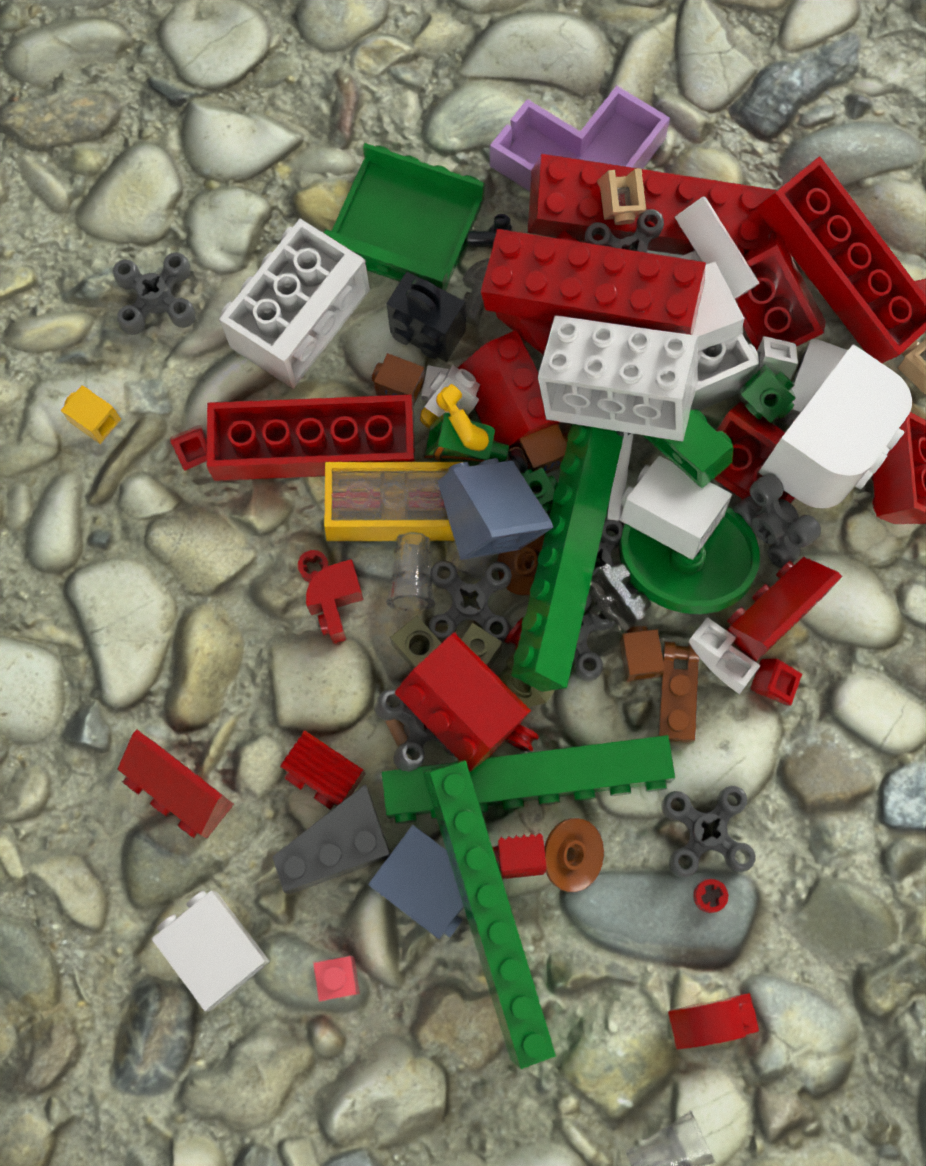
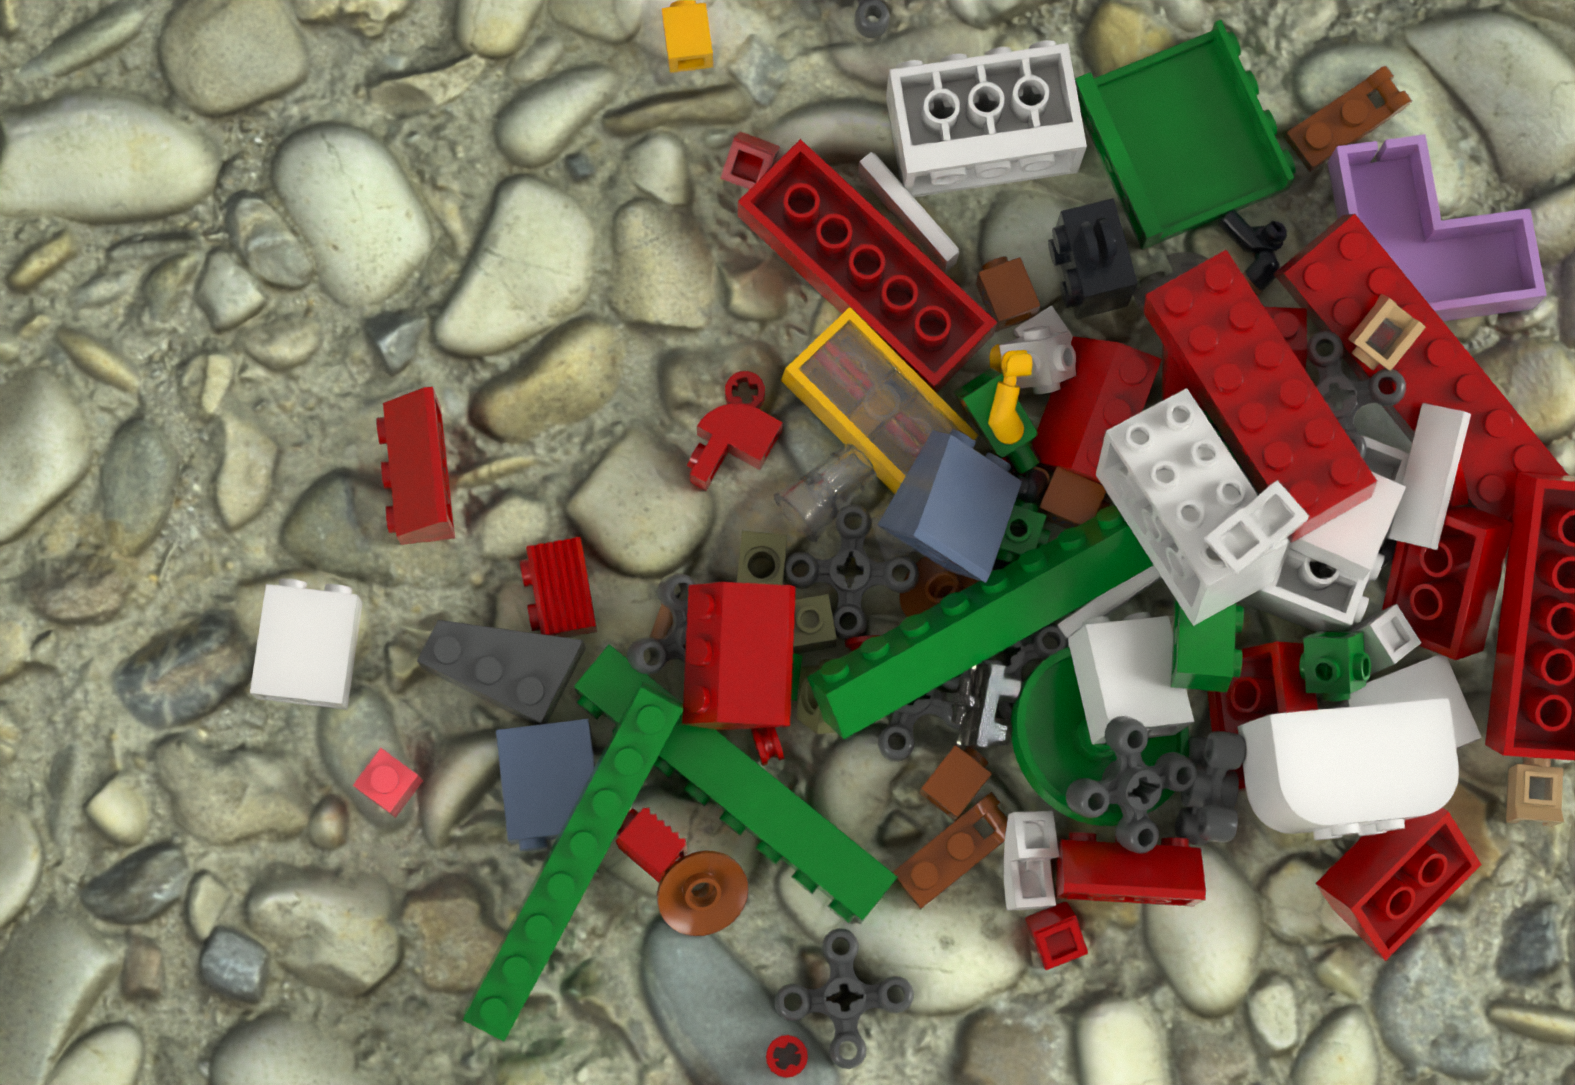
camera: 40 degrees right, 5 degrees up
(286, 388) = (908, 211): none -> white tile
(477, 137) = (1346, 119): none -> dark orange plate
(675, 353) = (1245, 536): none -> white slope
(739, 556) = (1131, 784): none -> dark grey gear

